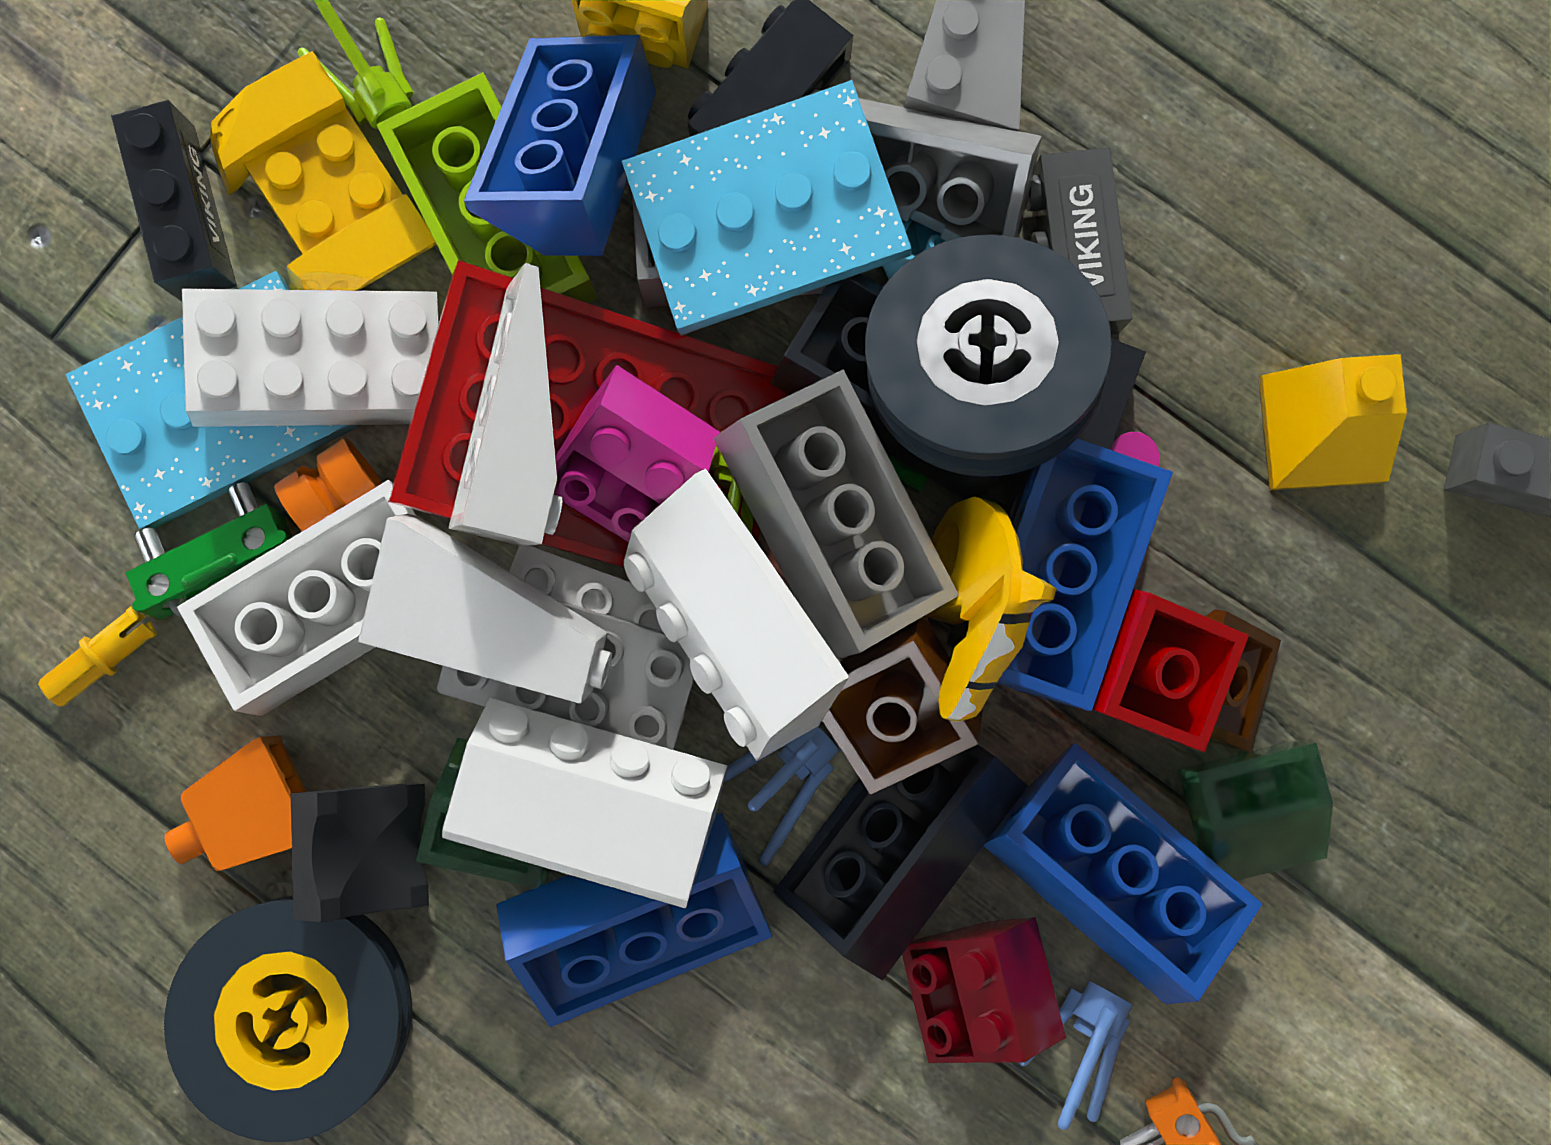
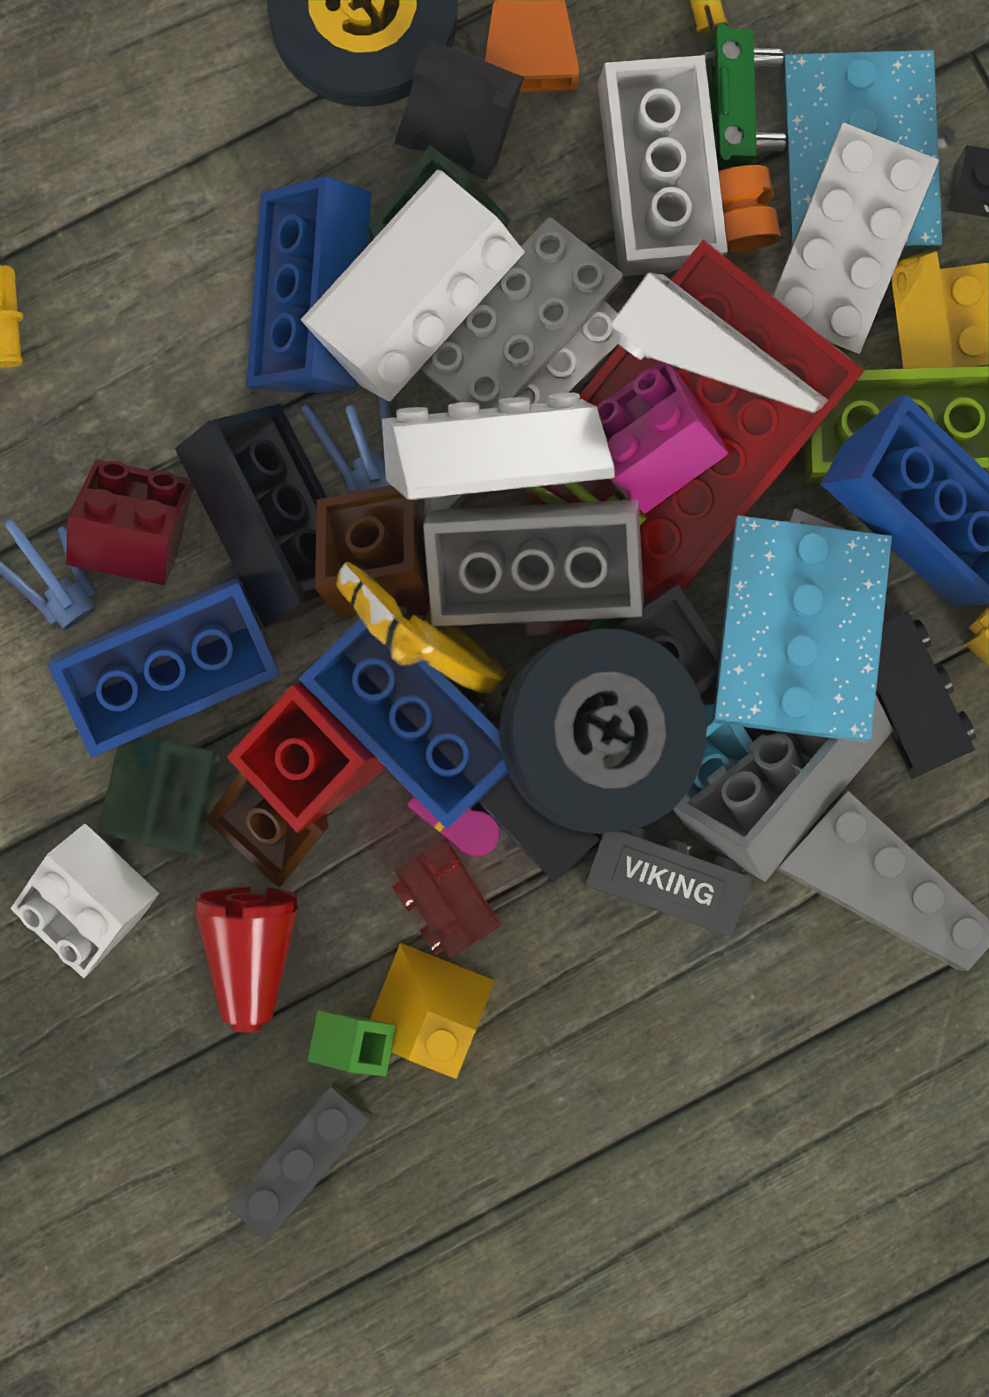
camera: 120 degrees right, 0 degrees up
(472, 615) = (586, 266): white slope -> none
(1213, 457) = (446, 899): none -> clear red brick
(1367, 642) = (246, 950): none -> red cone
(1404, 836) = (83, 900): none -> white slope
(1411, 483) = (351, 1043): none -> bright green brick

